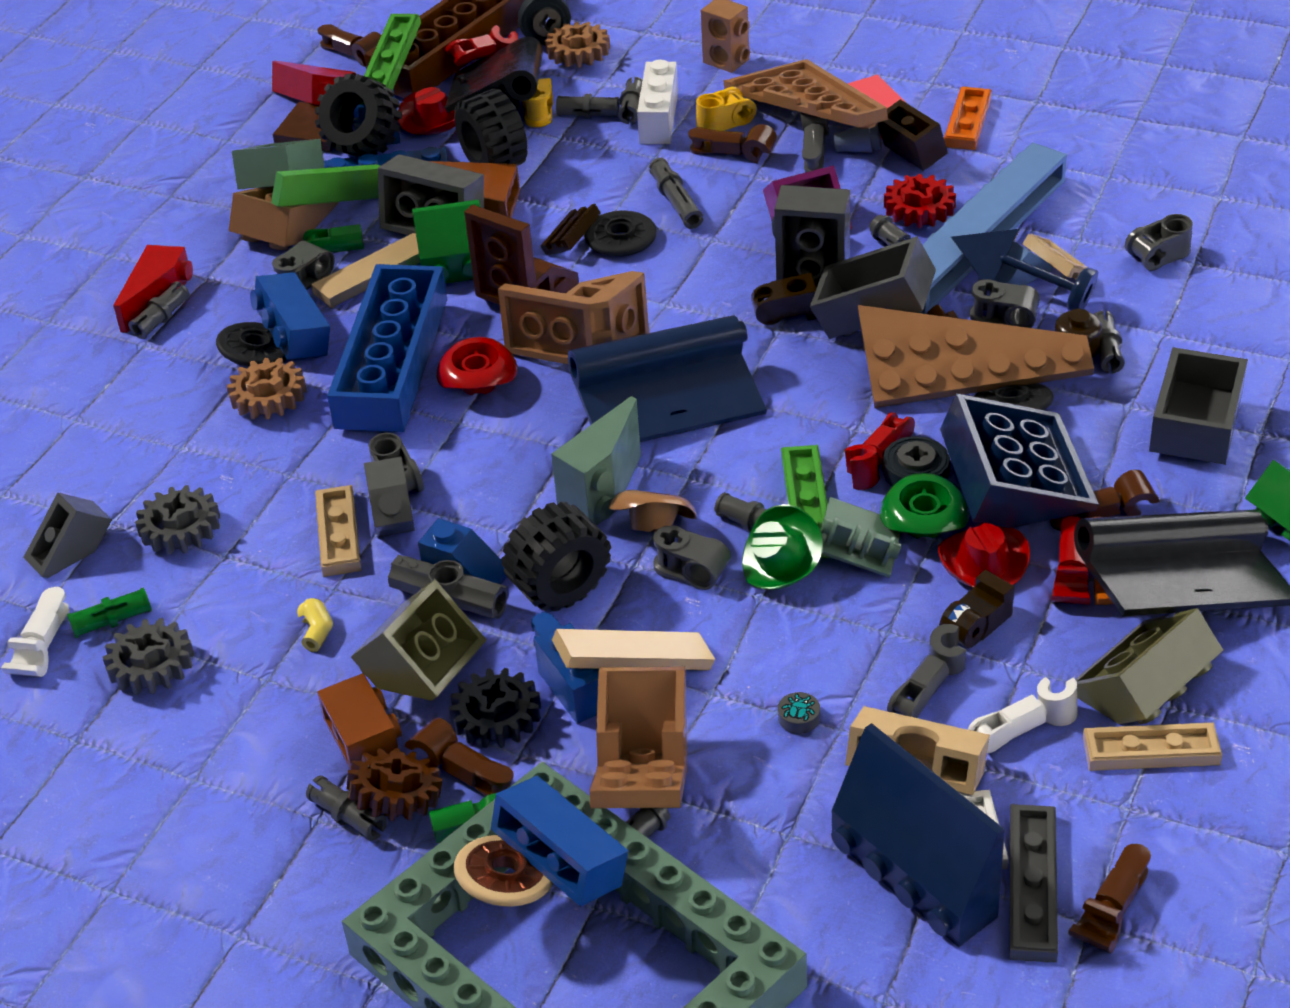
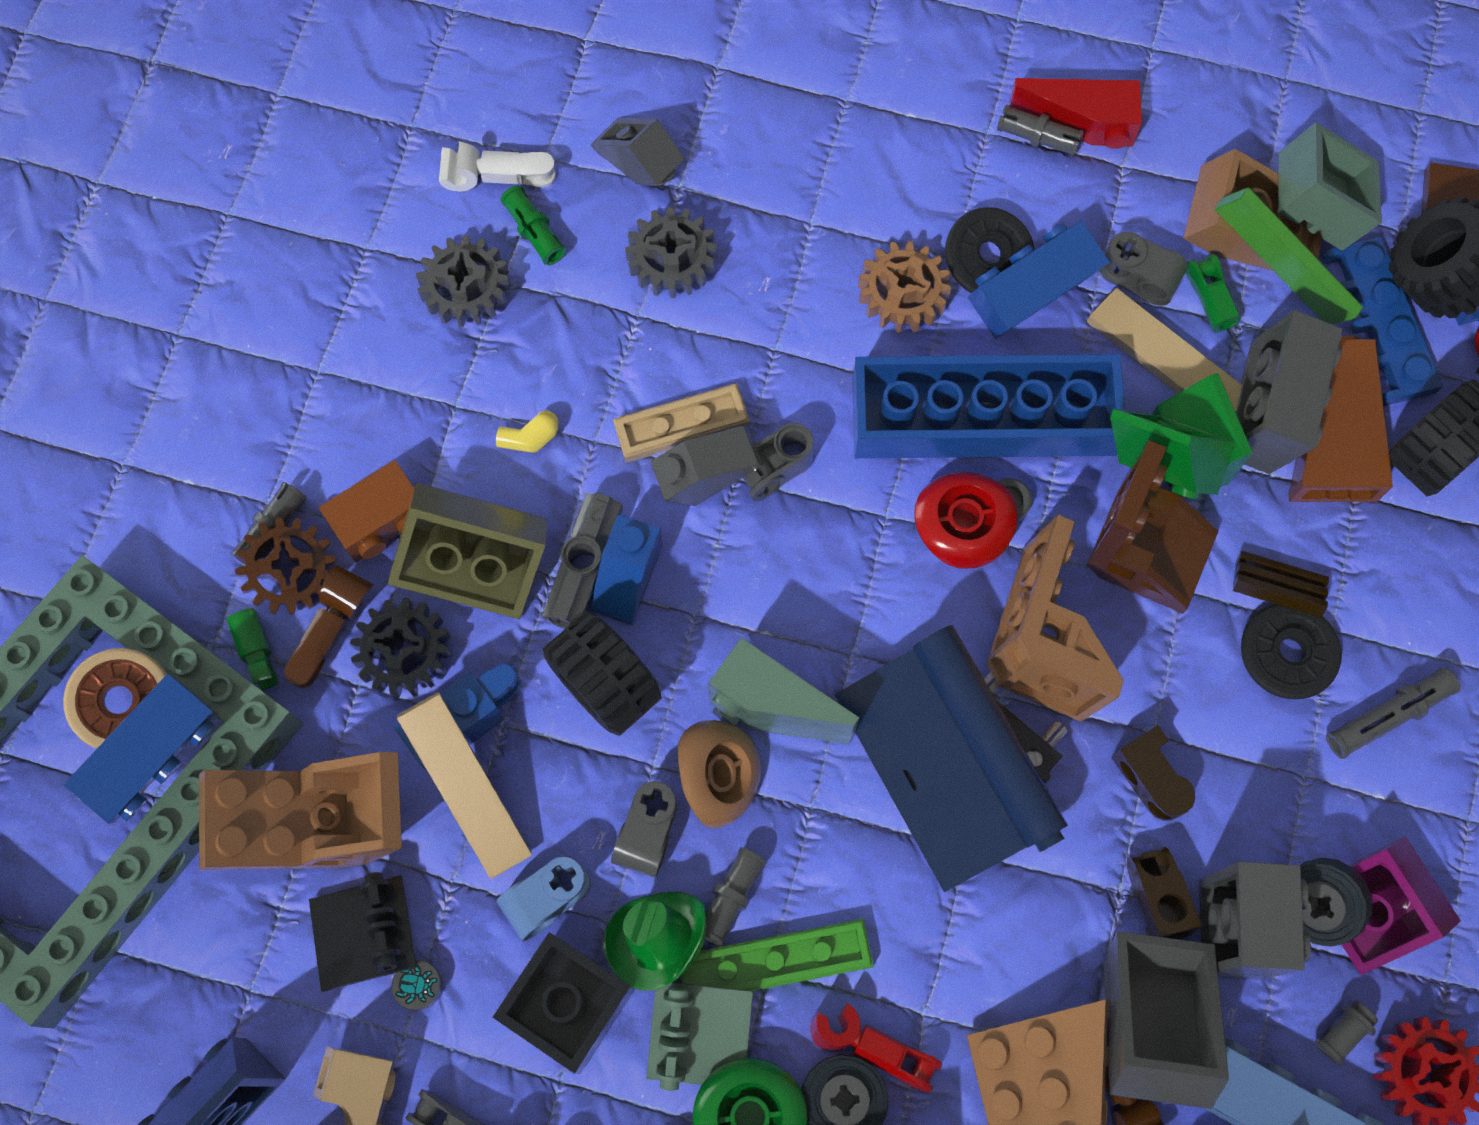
camera: 80 degrees right, 30 degrees up
(451, 244) = (1192, 456): none -> green slope
(698, 297) = (1153, 778): none -> dark brown leg
(735, 619) = (538, 902): none -> medium blue piece
(748, 741) = (362, 932): none -> black hinge
(826, 602) = (563, 1003): none -> black brick

